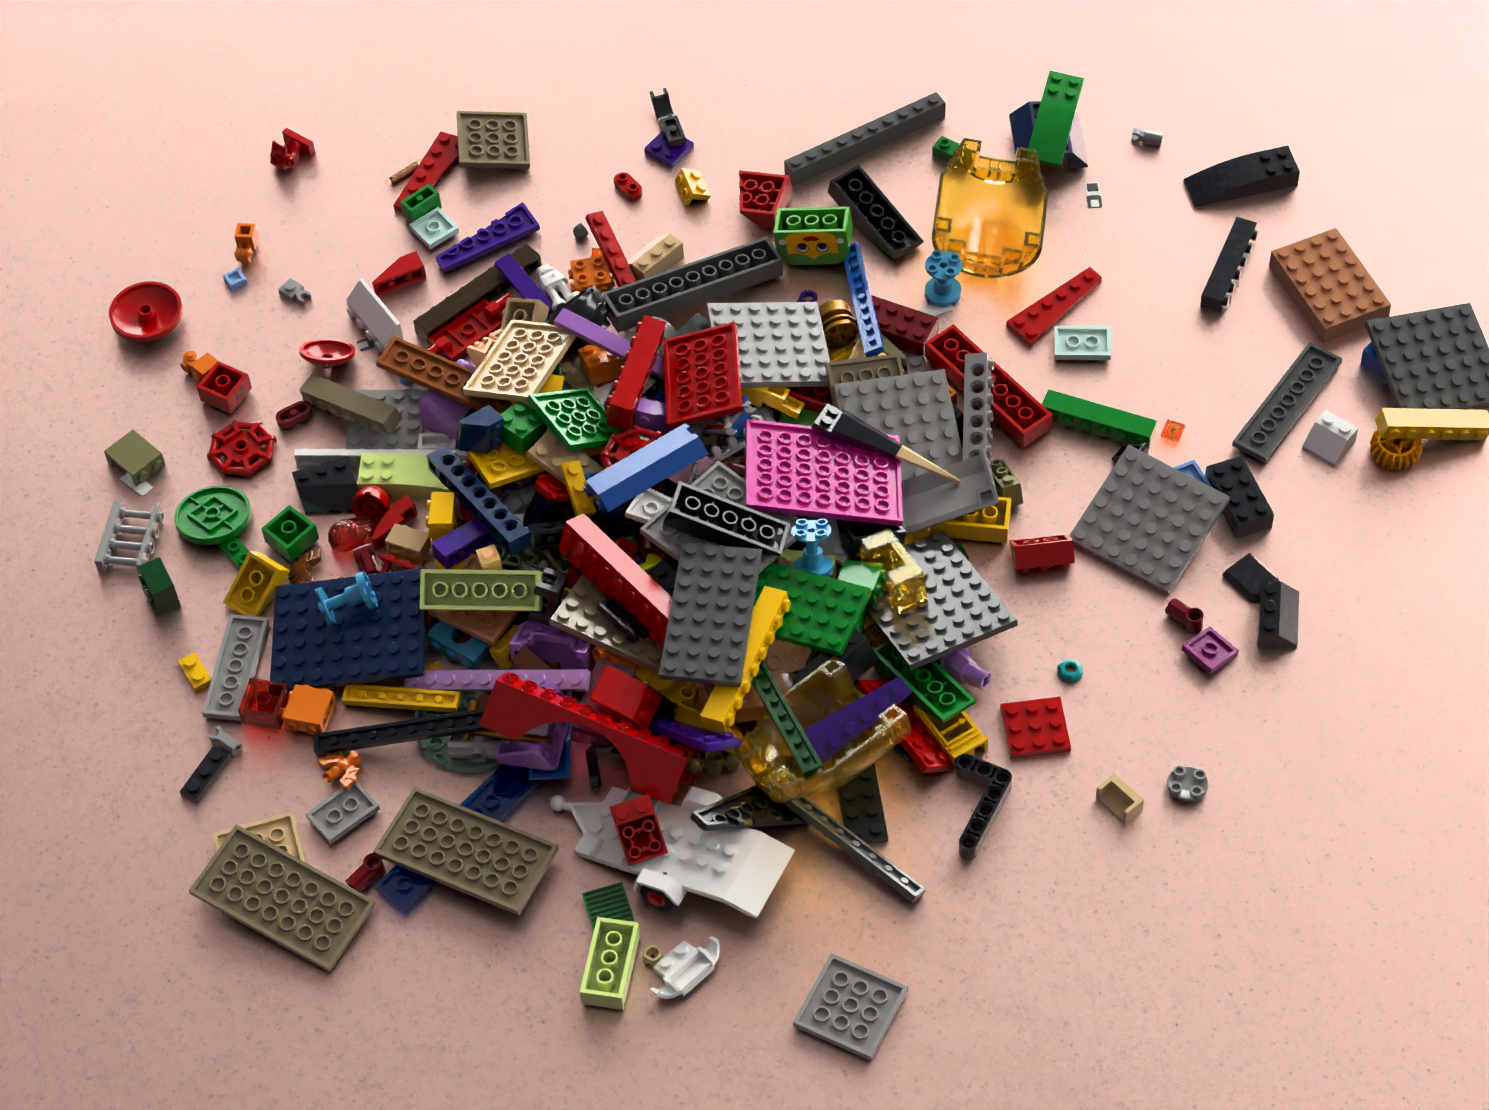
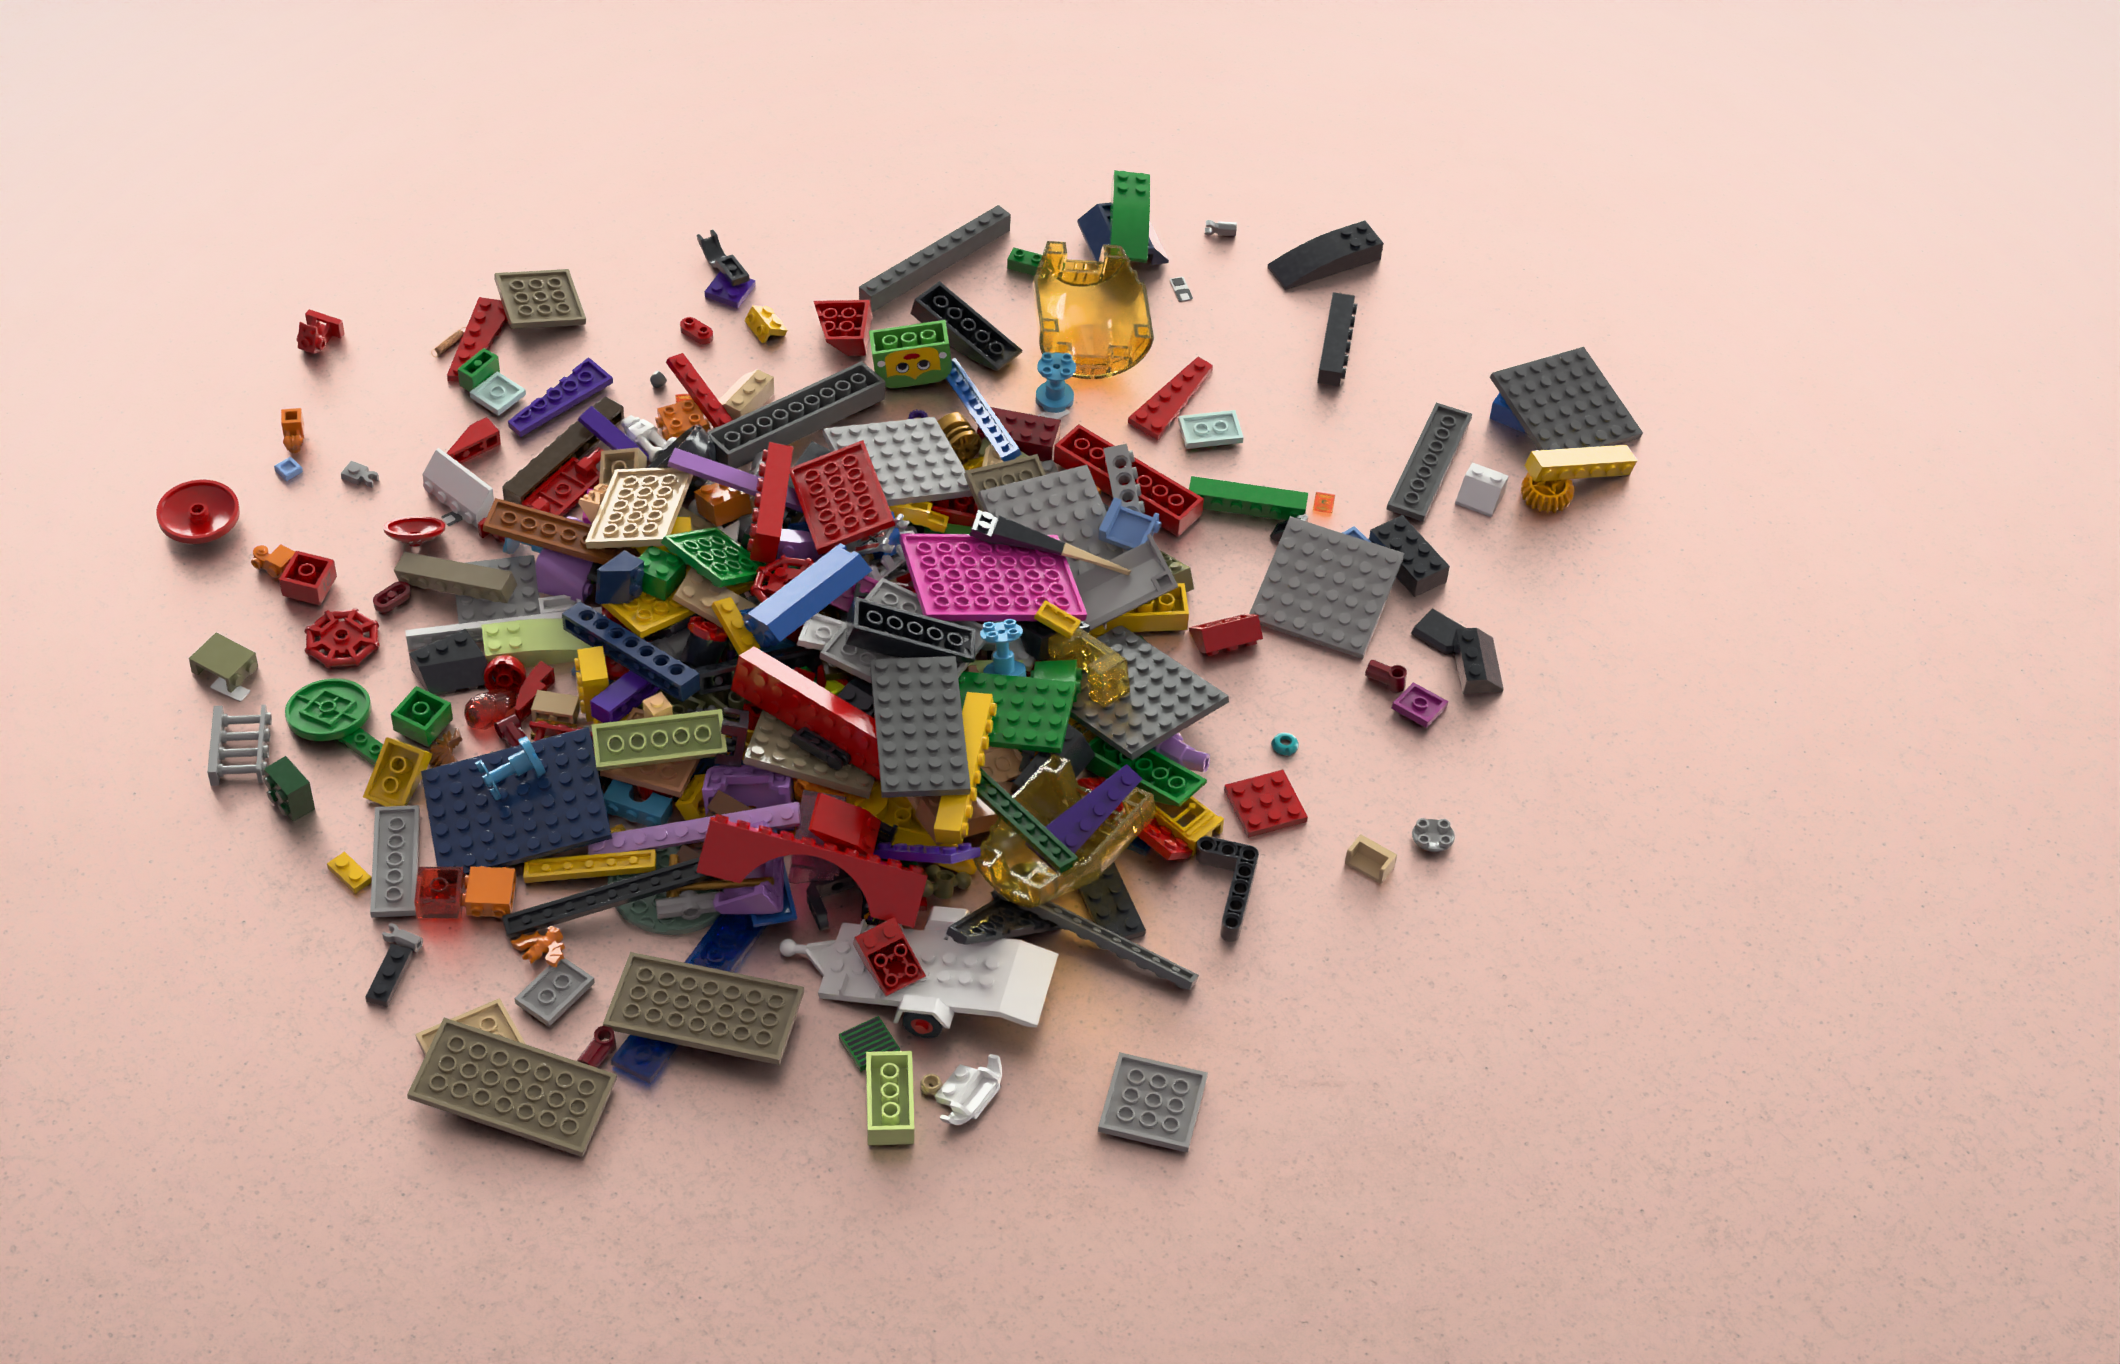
camera: 20 degrees left, 5 degrees down
(871, 523) = (1057, 619): none -> yellow plate
(967, 435) = (1127, 527): none -> medium blue panel
(1329, 284) = (1440, 346): nougat brick -> none

